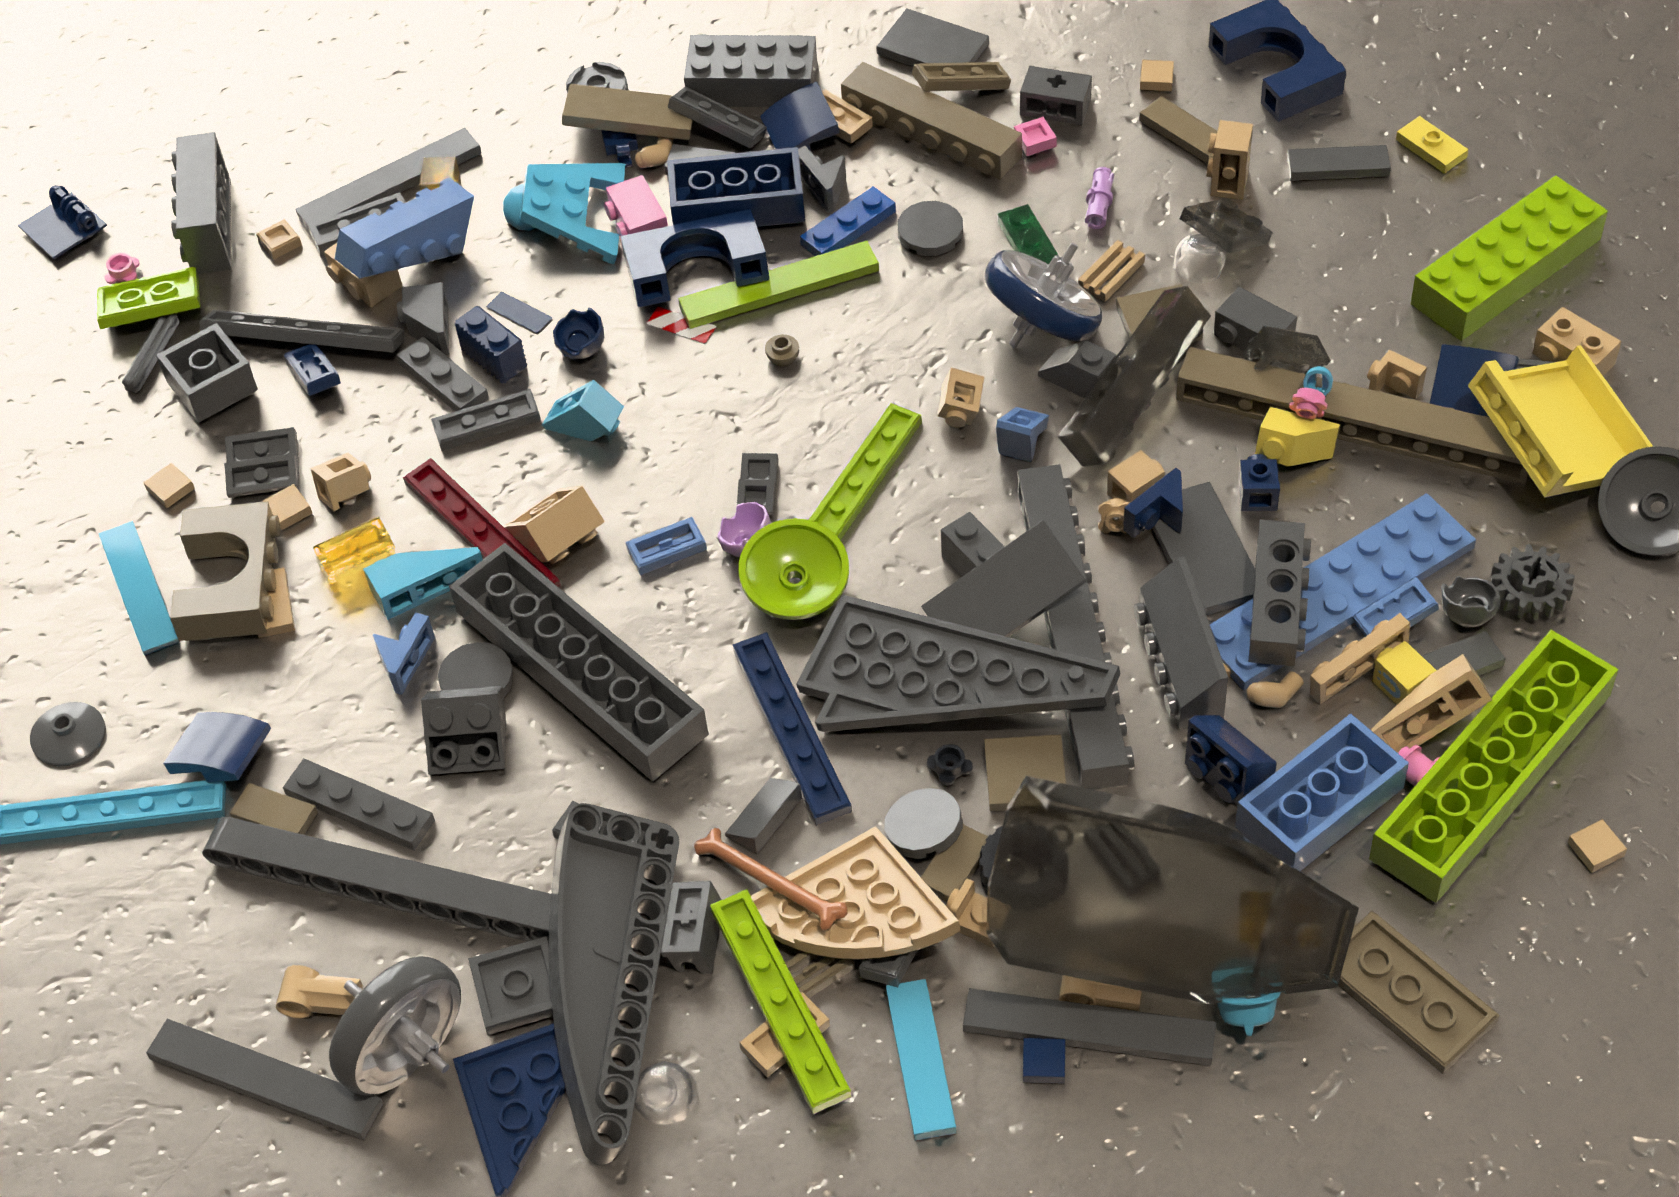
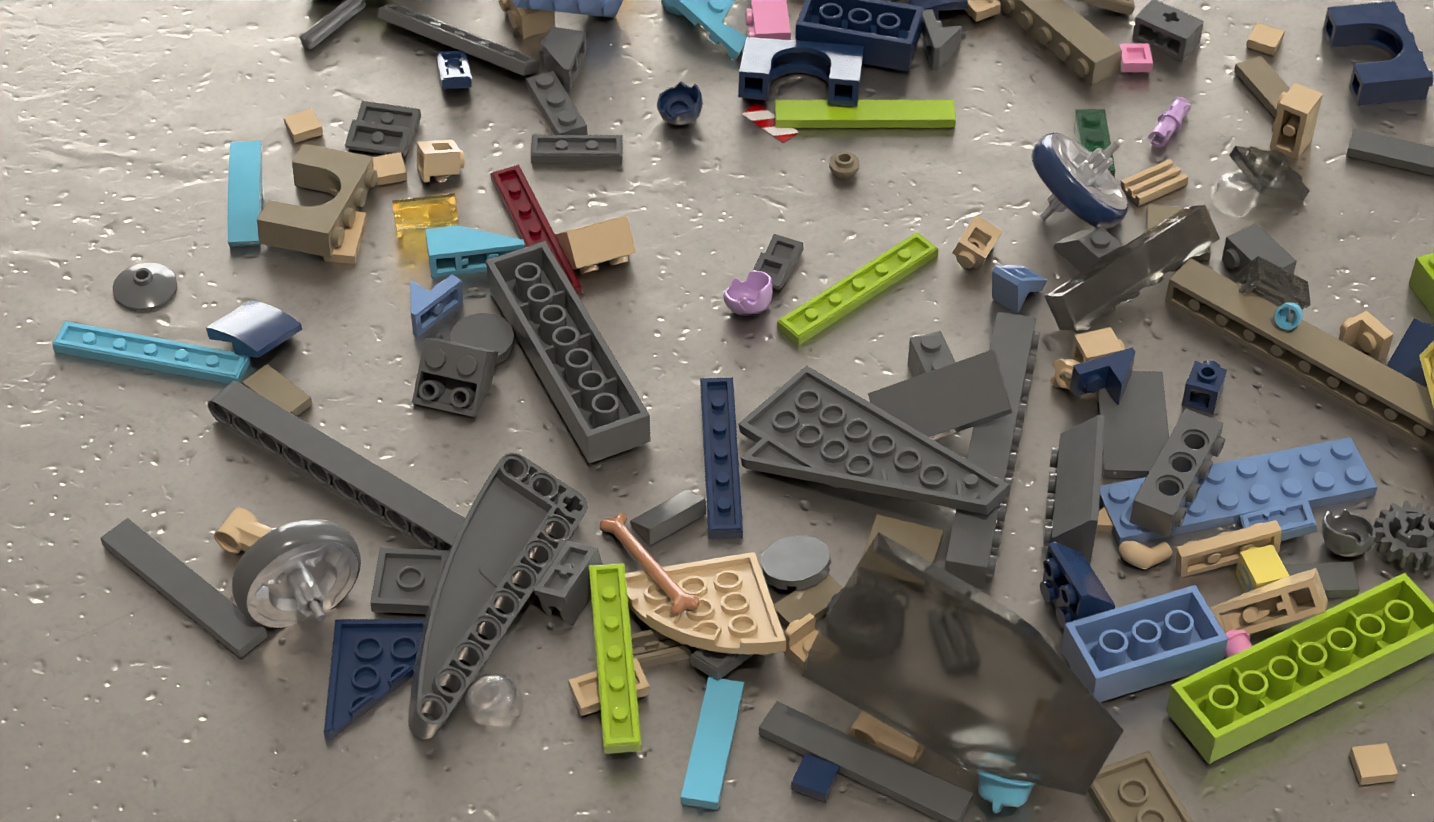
camera: 15 degrees right, 5 degrees down
(207, 372) = (368, 47): dark grey brick -> none
(359, 804) = (347, 408): dark grey plate -> none
(490, 344) = (604, 91): dark blue brick -> none
(519, 312) = (641, 75): sticker -> none
(585, 413) = (658, 166): medium azure slope -> none
(668, 550) = (680, 292): medium blue tile -> none
(793, 551) = (779, 320): lime dish -> none
(848, 222) = (945, 82): plate -> none
(930, 228) = (1013, 105): dark grey tile -> none
(949, 754) = (839, 524): black plate -> none
(1295, 438) = (1252, 358): light yellow slope -> none
(1309, 403) = (1272, 330): bright pink plate -> none

